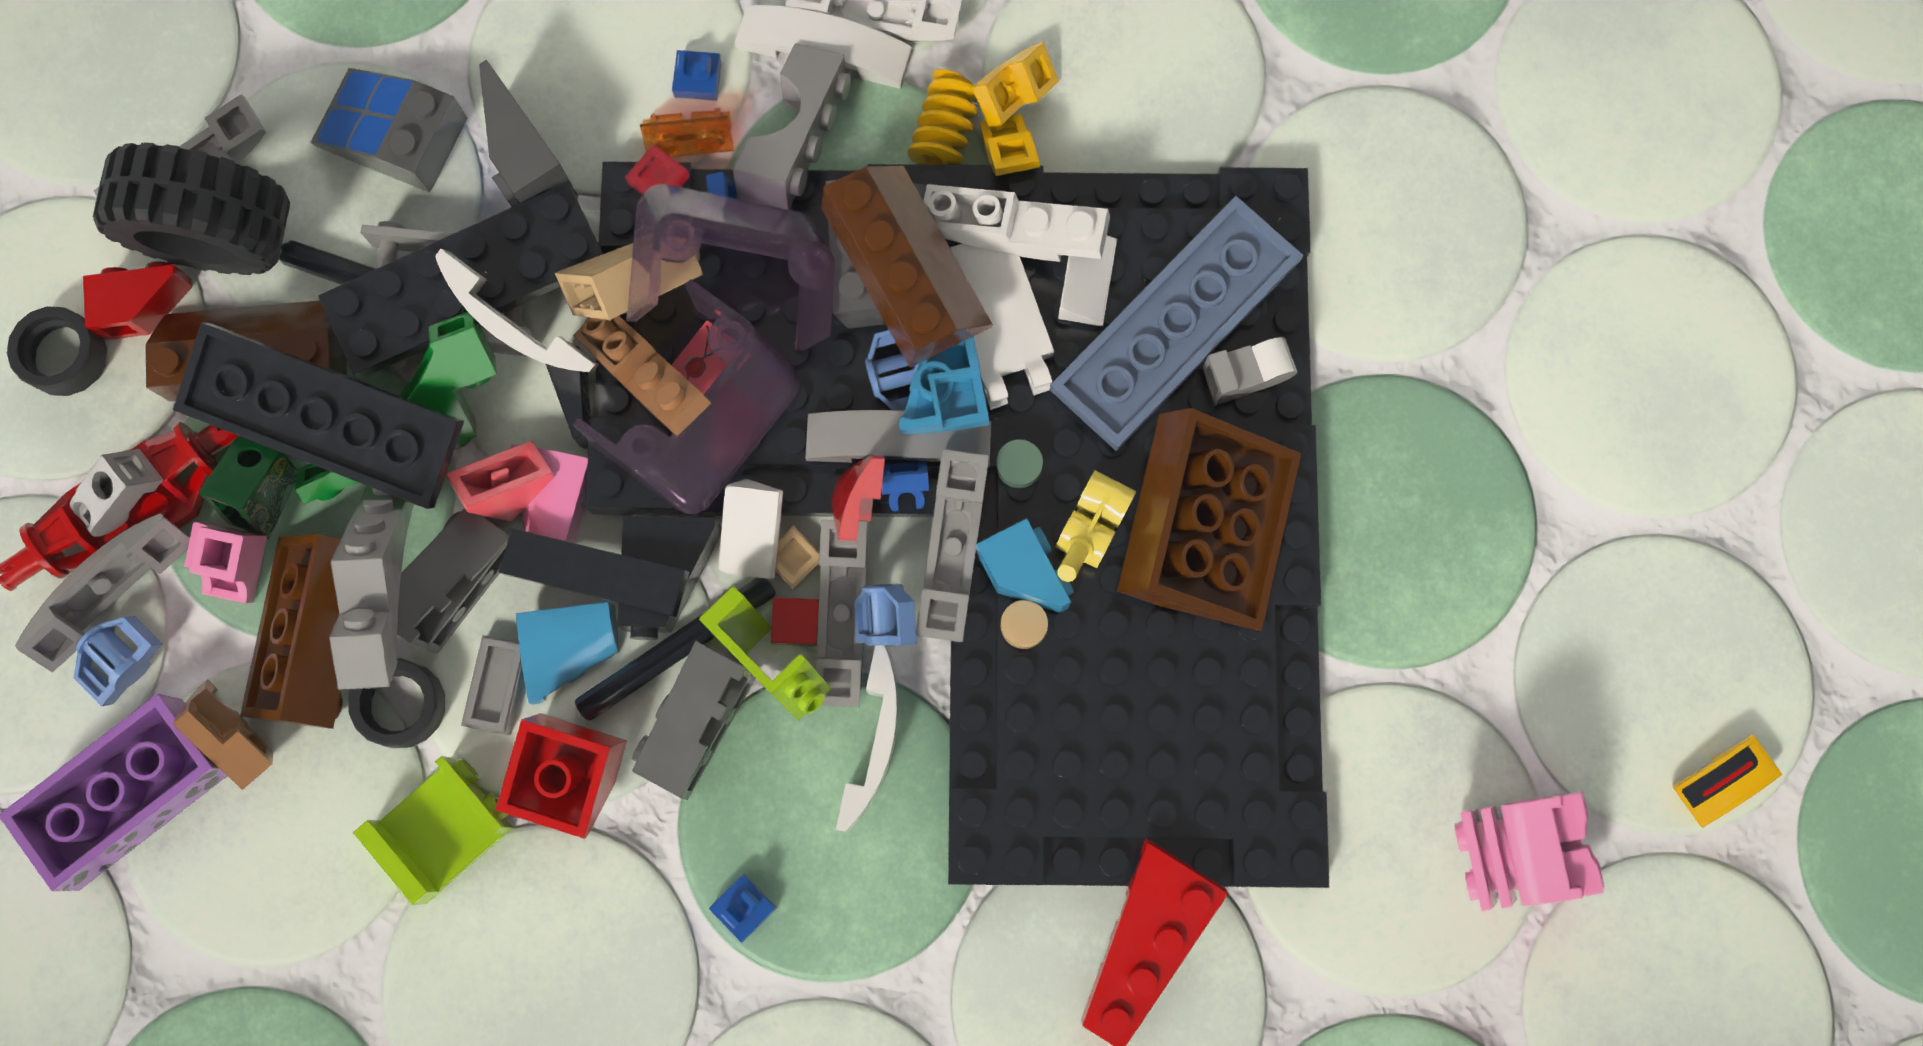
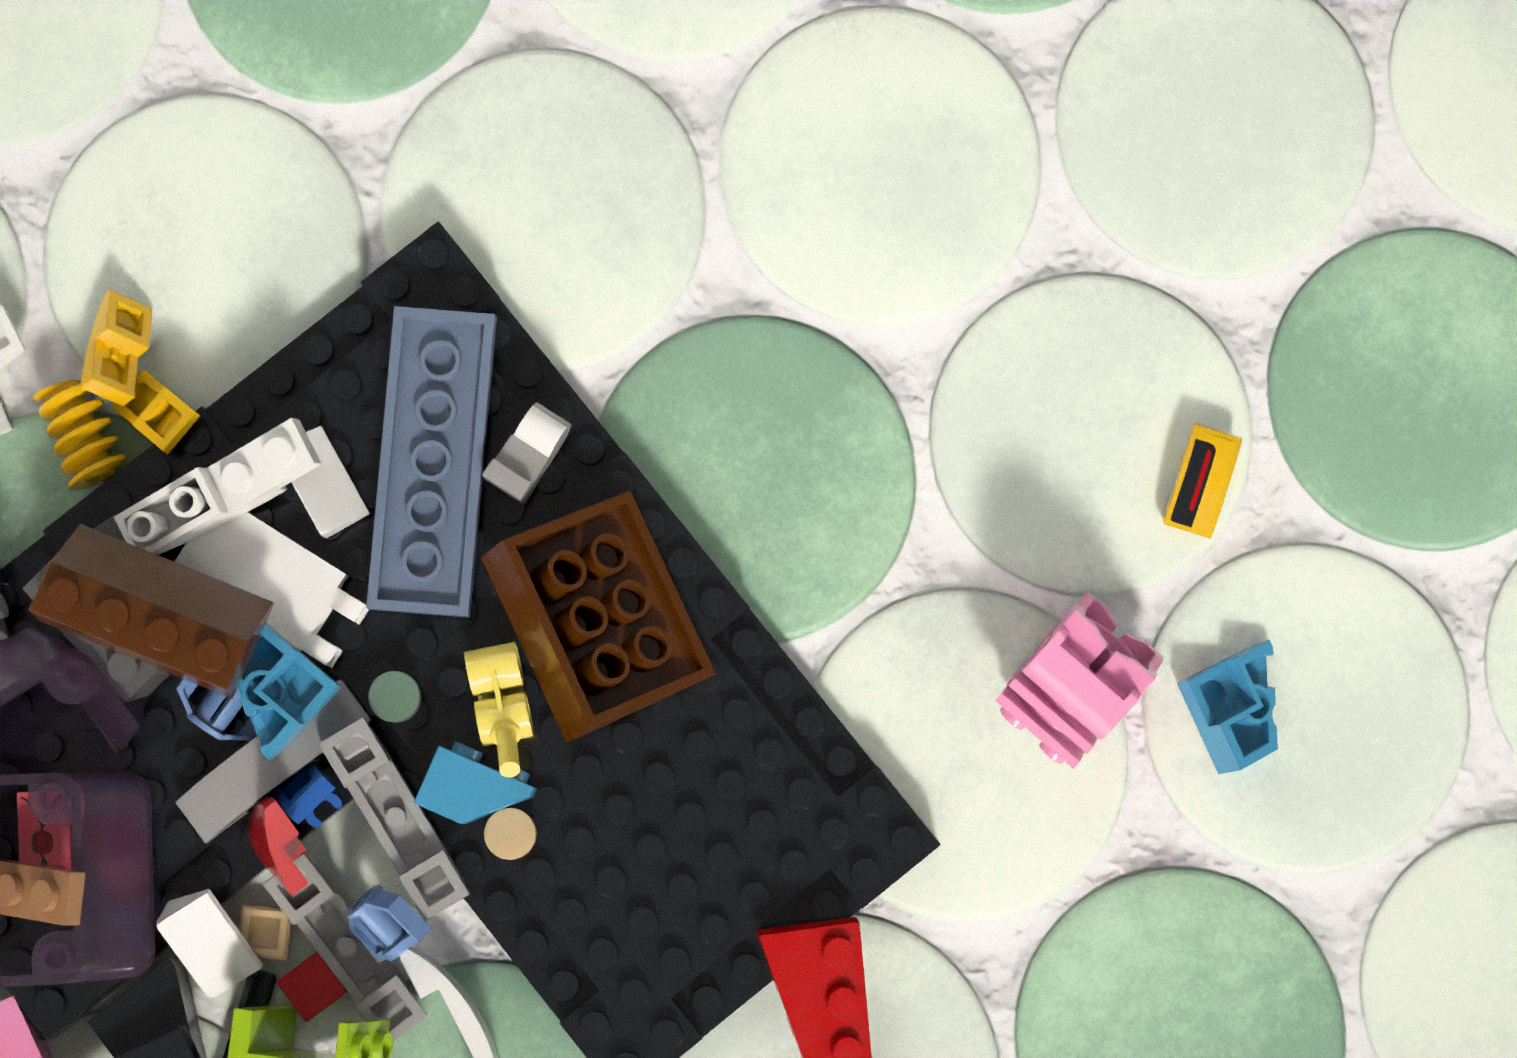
camera: 40 degrees left, 5 degrees up
(1624, 968) = (1234, 708): none -> dark azure slope

